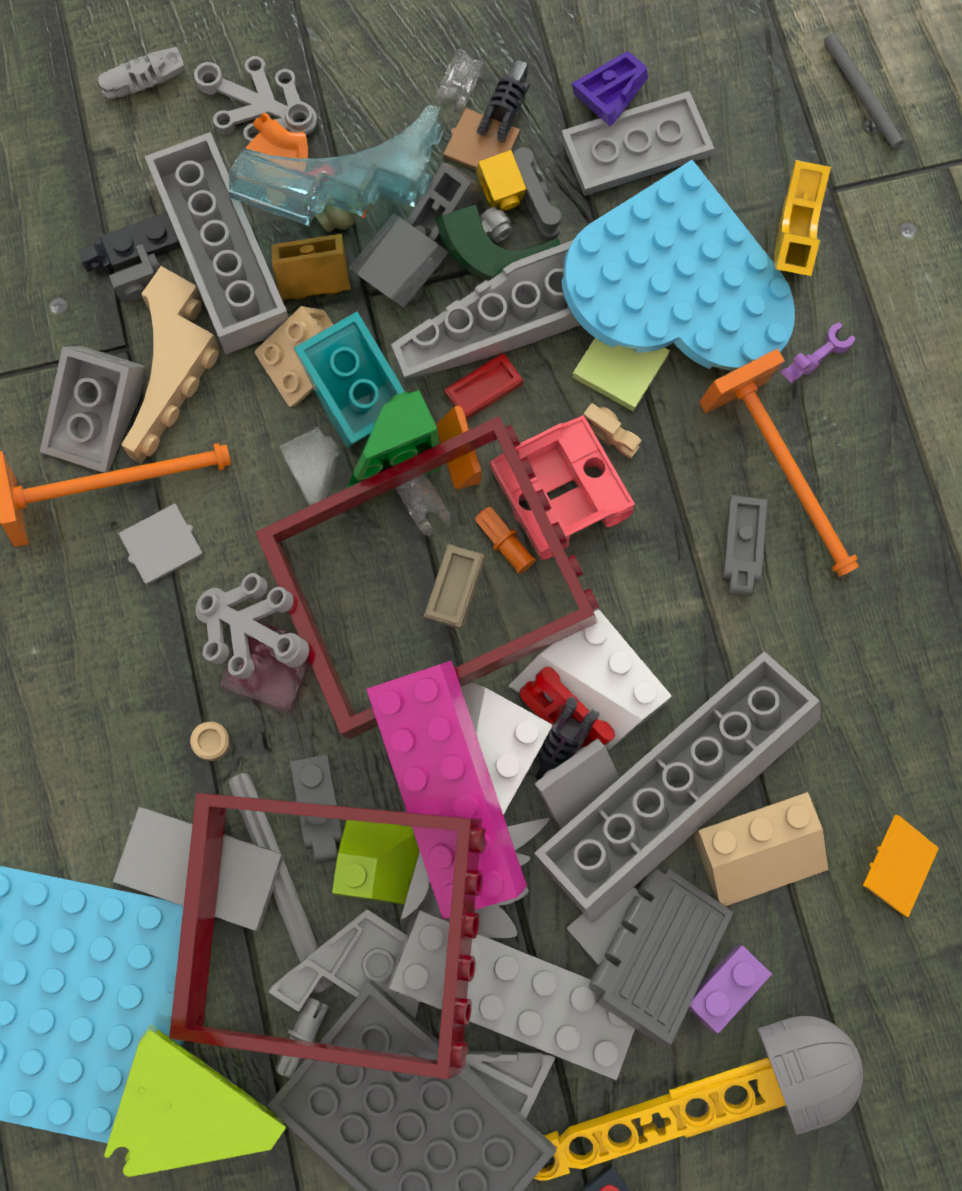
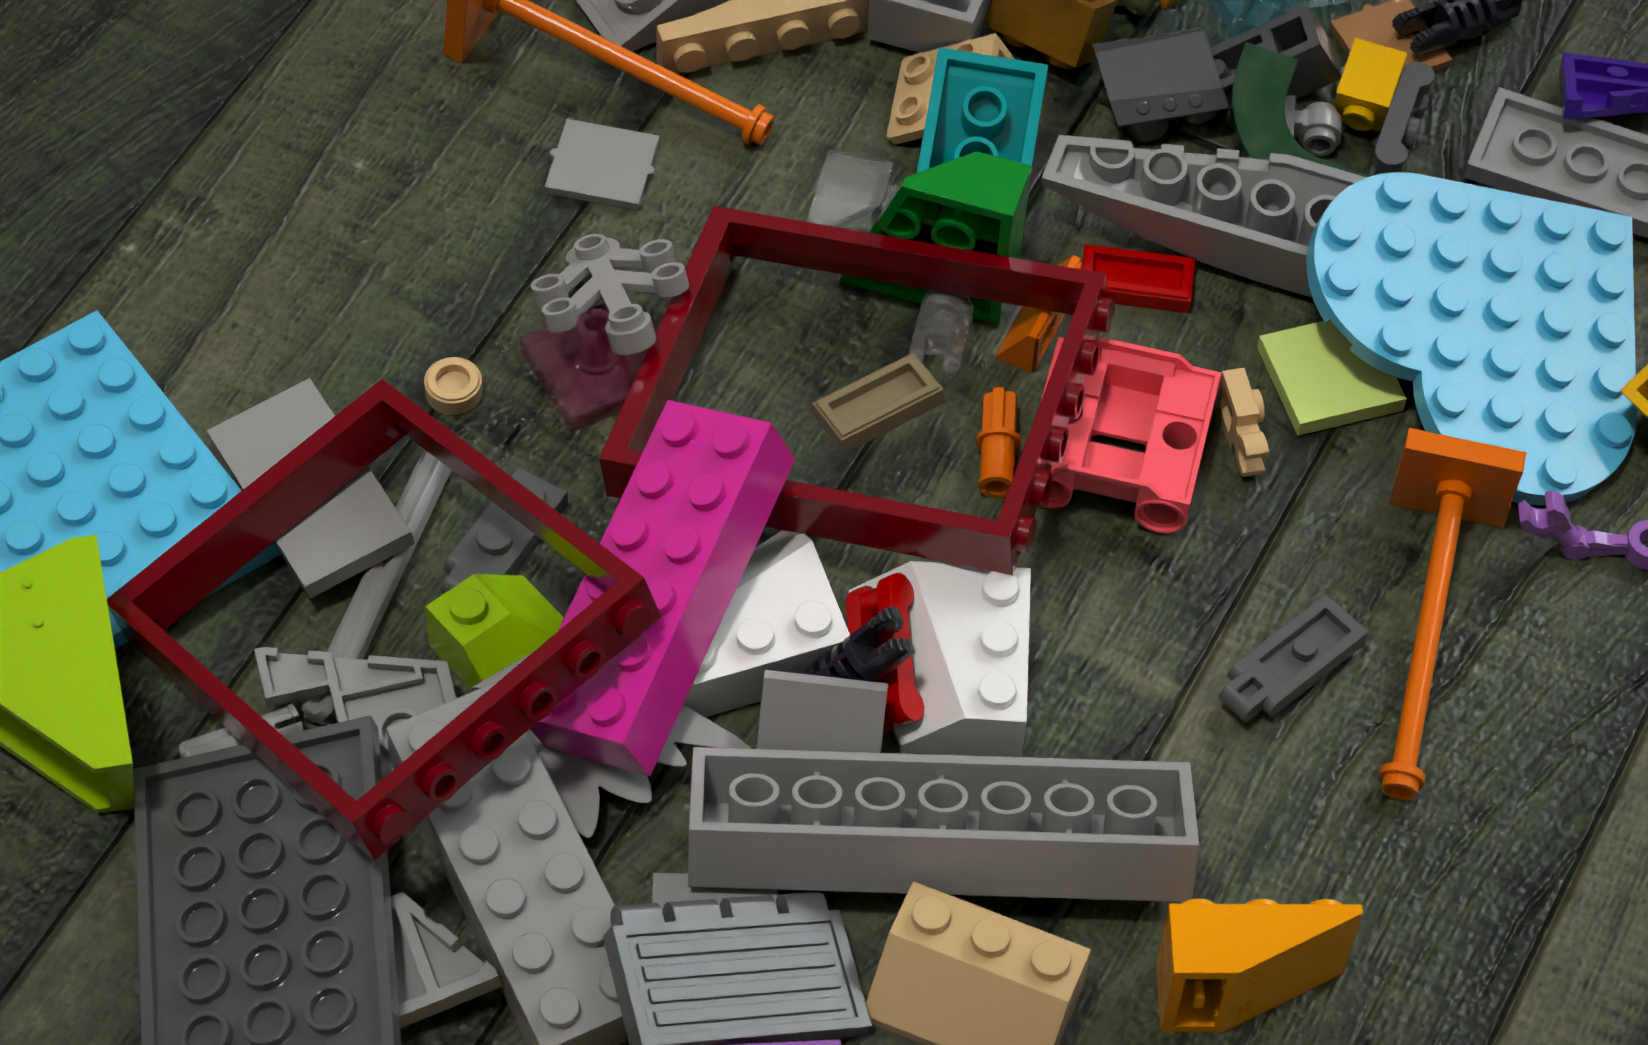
camera: 40 degrees right, 20 degrees down
(874, 739) = (1246, 958): none -> light orange slope

